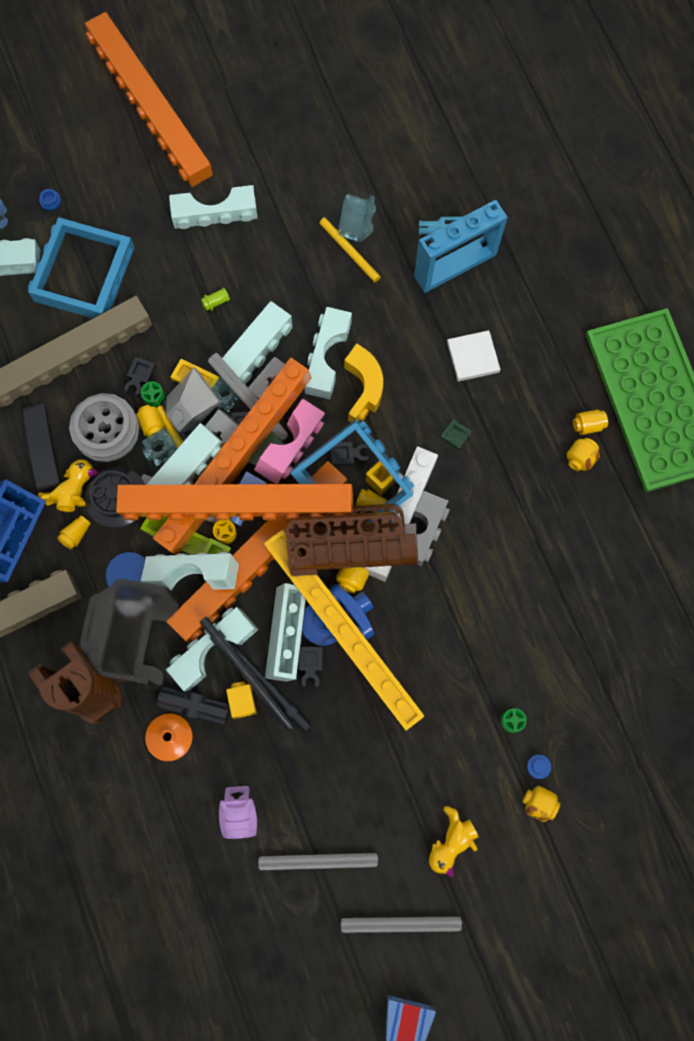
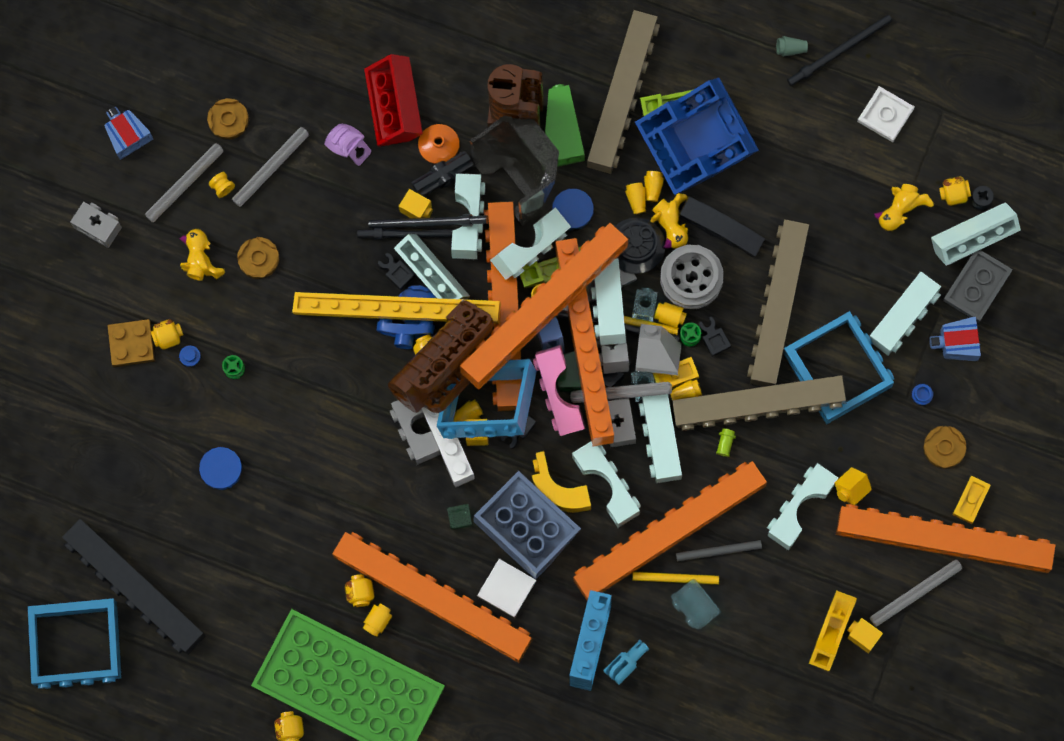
camera: 140 degrees right, 0 degrees up
(49, 652) = (563, 125): none -> bright green slope
(50, 529) = (653, 185): none -> yellow cone
(77, 155) = (944, 447): none -> pearl gold tile
(101, 106) = (971, 499): none -> yellow plate
(160, 291) = (758, 402): none -> dark tan brick
(164, 811) = (393, 100): none -> red slope
(166, 182) = (852, 486): none -> yellow brick
(199, 357) = (686, 390): none -> yellow cone
(205, 89) = (915, 593): none -> light grey axle
(268, 93) = (864, 635): none -> yellow brick
(289, 115) = (832, 630): none -> yellow arch
(301, 238) = (714, 551): none -> dark grey bar
(309, 944) = (228, 119): none -> pearl gold tile
(319, 279) = (671, 530): none -> orange brick
(373, 887) = (221, 184): none -> yellow wheel
(405, 793) = (258, 258): none -> pearl gold tile
(415, 376) = (526, 525): none -> sand blue slope
(519, 978) = (103, 233): none -> light grey brick
(535, 401) = (432, 597): none -> orange brick
(576, 828) = (131, 343): none -> pearl gold plate
(599, 651) = (220, 468): none -> blue tile

